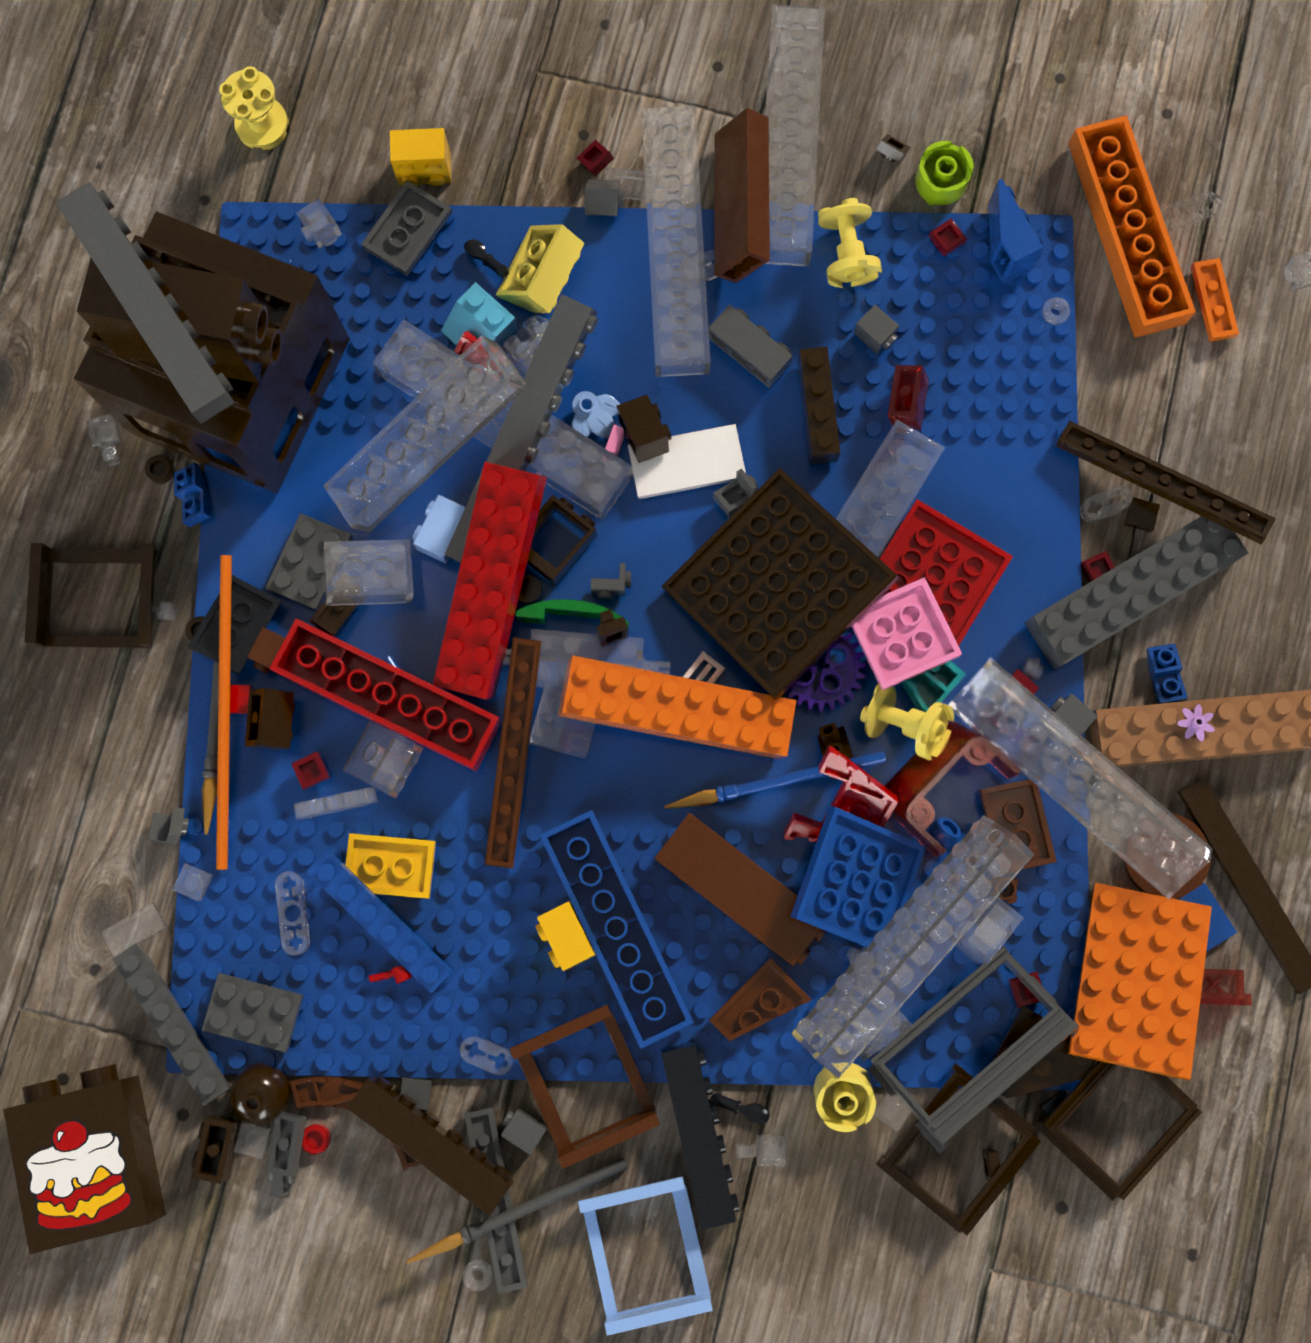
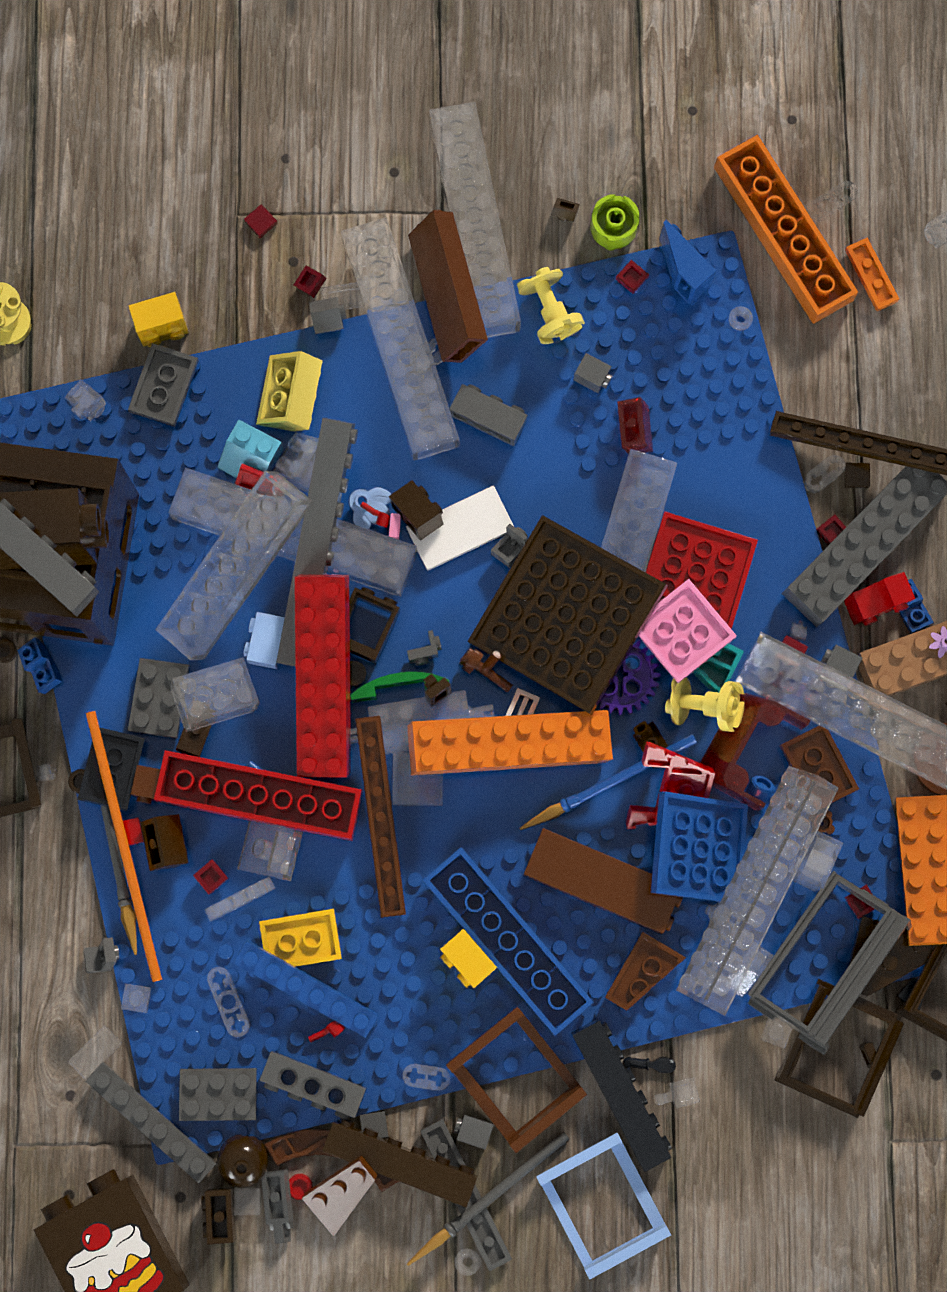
camera: 20 degrees left, 0 degrees up
(355, 1160) = (340, 1193): none -> wing
(399, 1049) = (351, 1091): none -> dark grey brick
(477, 251) = (229, 389): black piece -> none
(560, 82) = (260, 221): none -> dark red tile
(604, 428) = (382, 518): none -> red hand
(660, 608) = (472, 661): none -> reddish brown piece
(818, 405) = (560, 452): dark brown brick -> none
(844, 1100) = (745, 1034): light yellow brick -> none
(1133, 656) = (879, 598): none -> red brick

